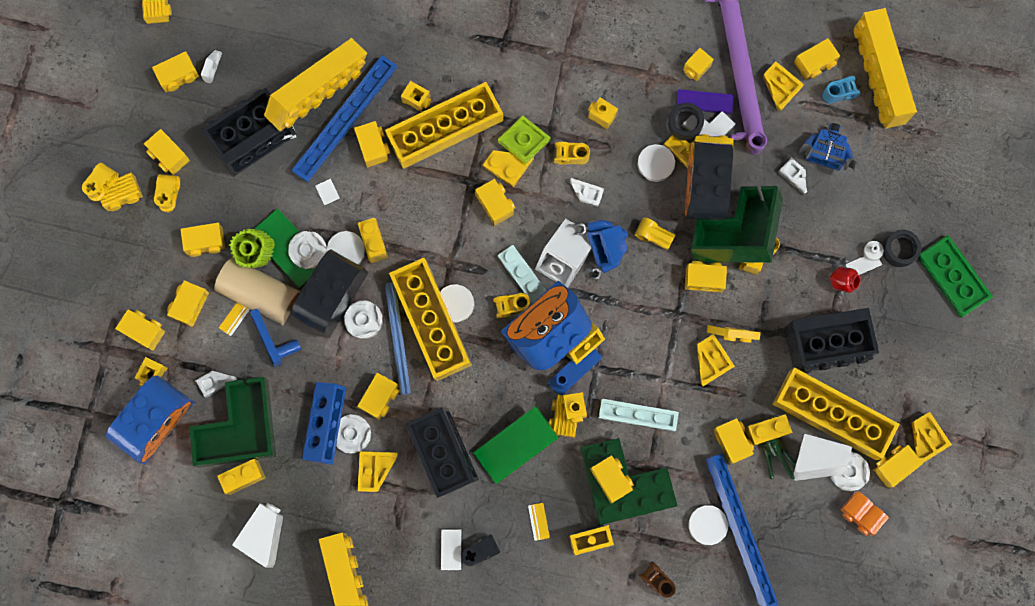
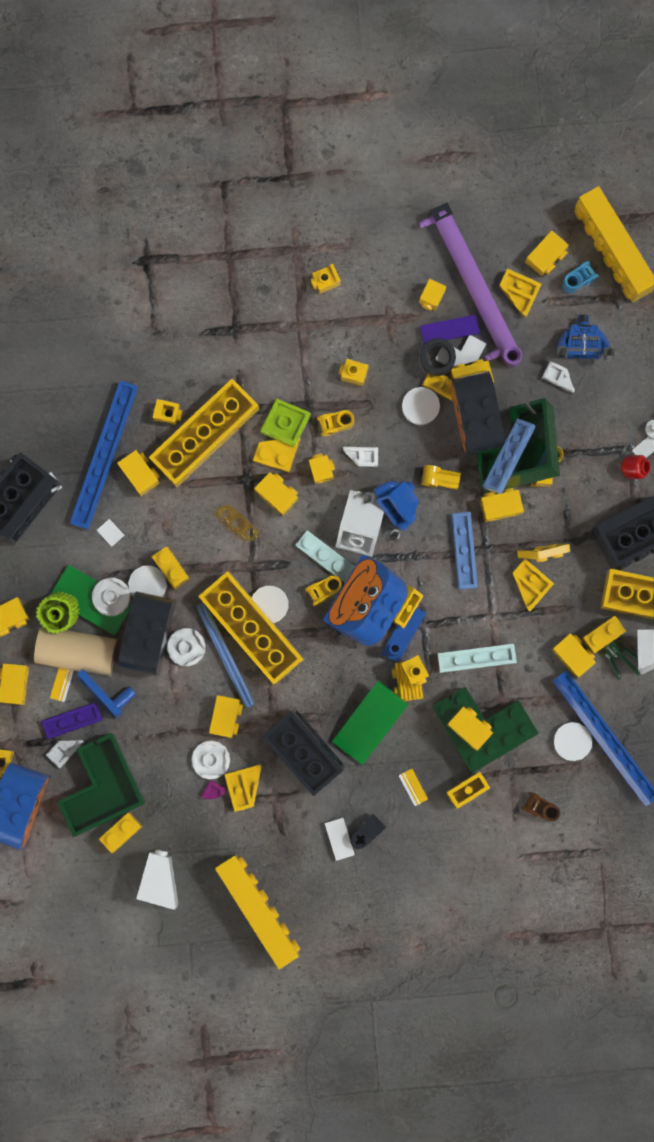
camera: 15 degrees left, 5 degrees up
(231, 355) = (71, 720): none -> dark purple tile
(315, 85) = (69, 434): yellow brick -> none
(324, 423) = (187, 750): blue brick -> none
(344, 464) = (213, 791): none -> magenta tile
(450, 210) = (241, 531): none -> clear yellow piece
(544, 191) = (321, 468): none -> yellow brick
(605, 26) = (332, 281): none -> yellow brick
(657, 309) = (464, 550): none -> medium blue tile
(727, 229) = (509, 456): none -> medium blue tile

